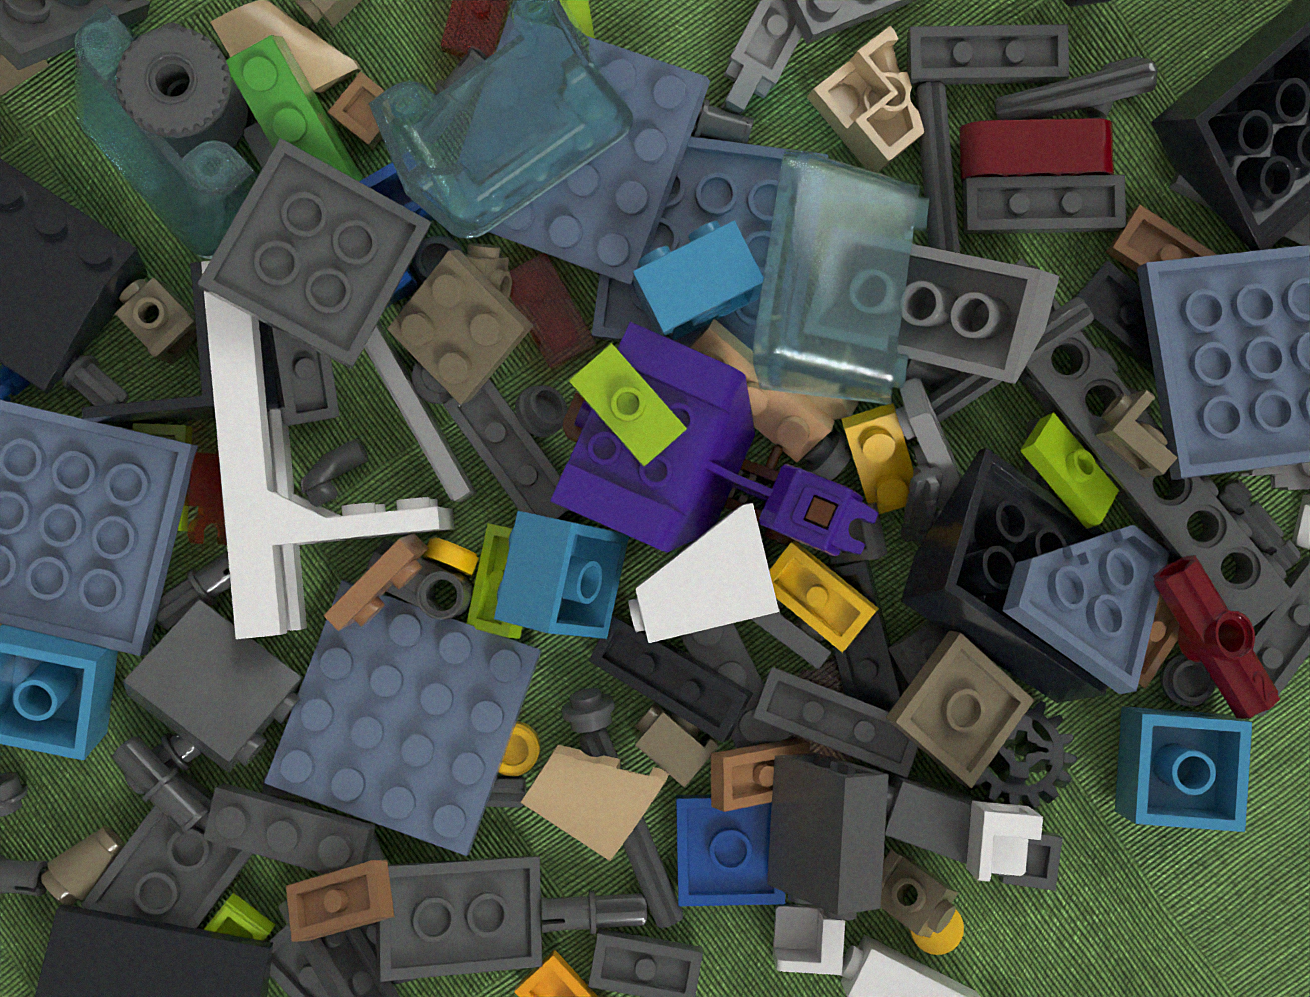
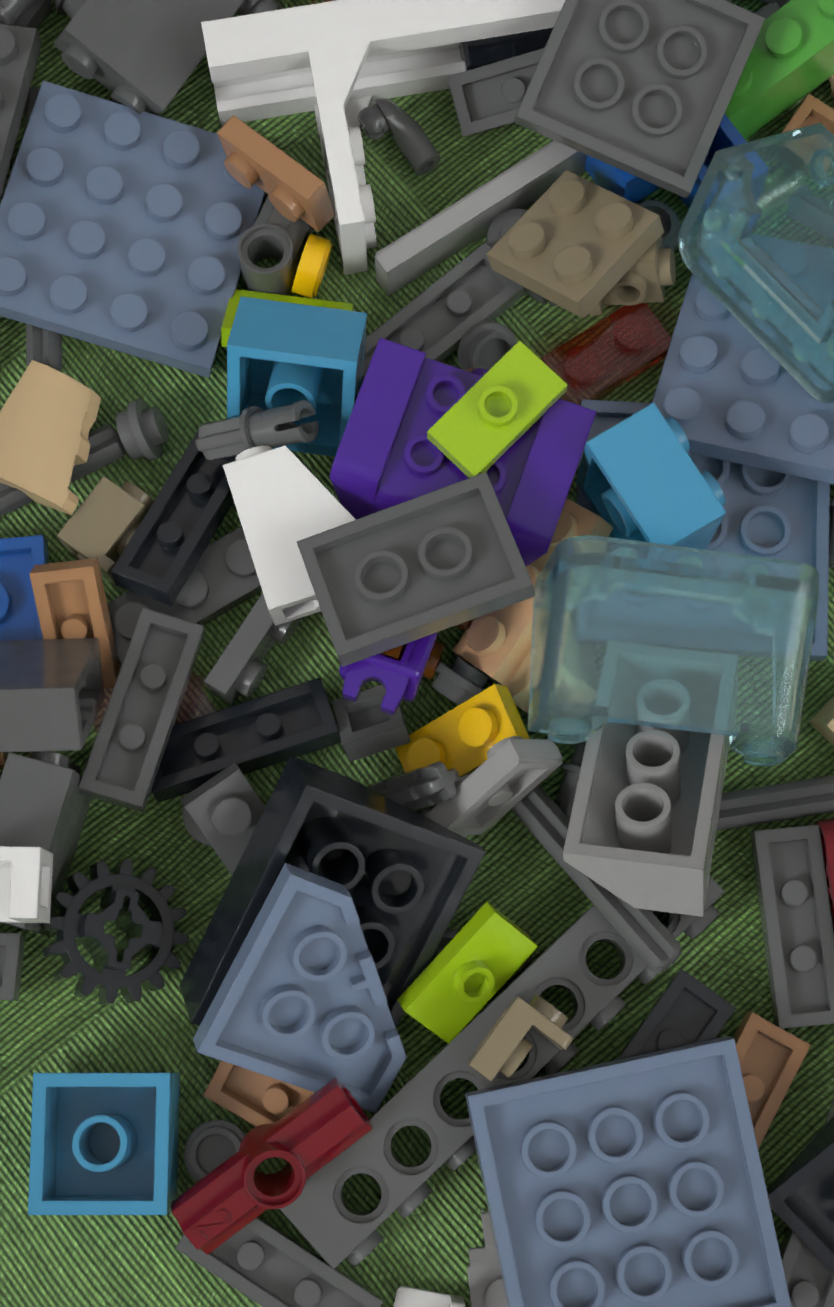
camera: 85 degrees right, 10 degrees down
(521, 751) = (91, 363): yellow tile -> none
(611, 611) = (256, 428): none -> dark grey axle
(765, 486) = (415, 569): none -> dark grey plate
(820, 596) = (287, 680): yellow plate -> none
(960, 708) = (164, 842): dark tan plate -> none
(1265, 532) = (418, 1232): dark grey axle -> none

